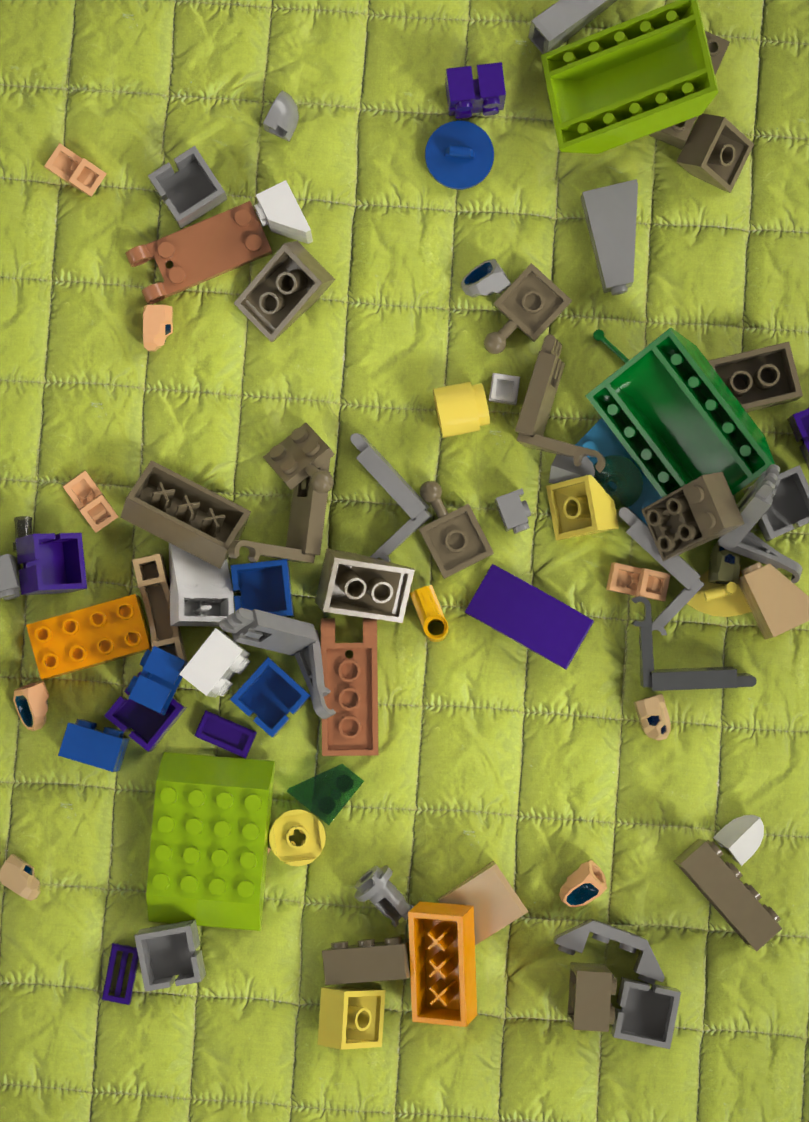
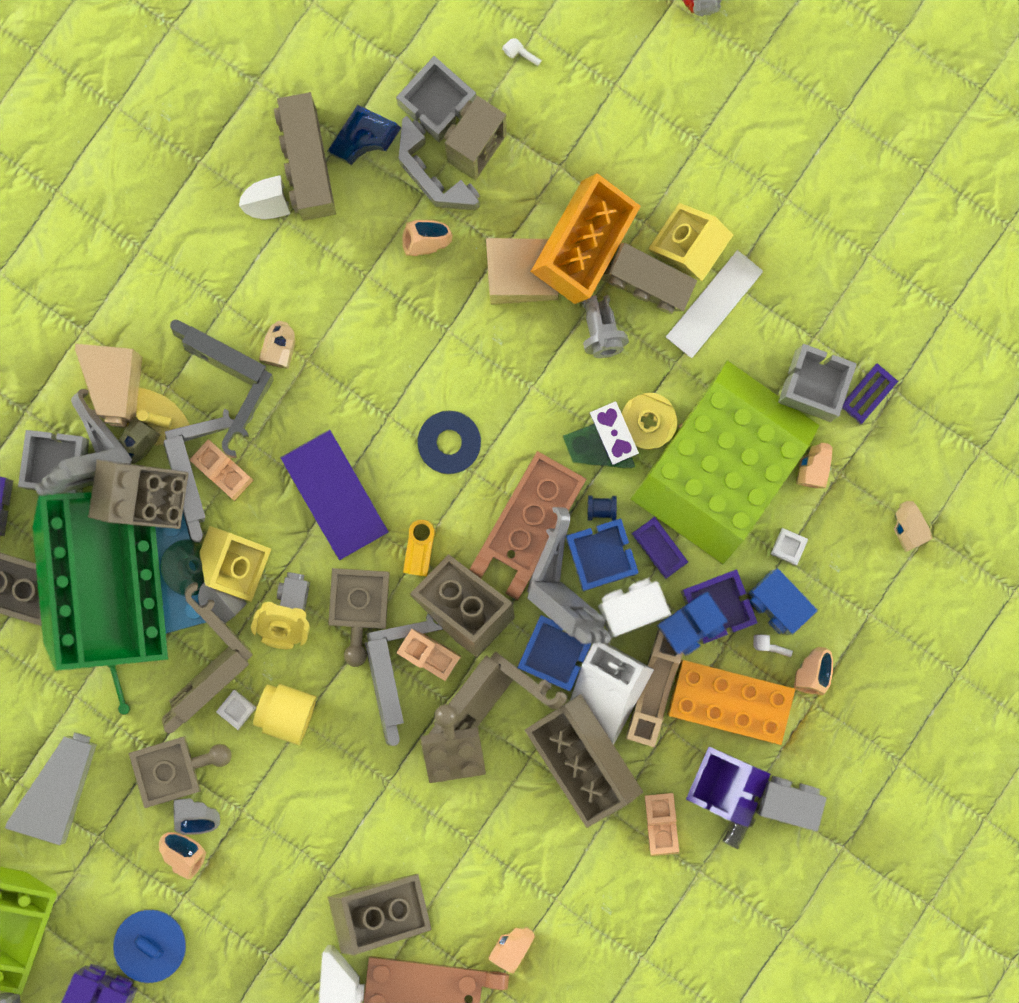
camera: 145 degrees left, 0 degrees up
(91, 703) = (762, 643): none -> white hand
(115, 800) = (789, 546): none -> white tile
(131, 882) = (815, 467): none -> light nougat rock
(294, 739) = (602, 508): none -> dark blue bush
(300, 974) = (714, 304): none -> white sticker
(320, 808) = (614, 433): none -> white tile
(369, 529) = (428, 654): none -> light nougat slope
(458, 740) = (428, 442): none -> dark blue gear
(477, 244) = (182, 854): none -> light nougat rock
(508, 478) = (272, 617): none -> light yellow plate
(606, 1100) = (514, 47): none -> white hand
(691, 944) = (363, 133): none -> clear blue tile

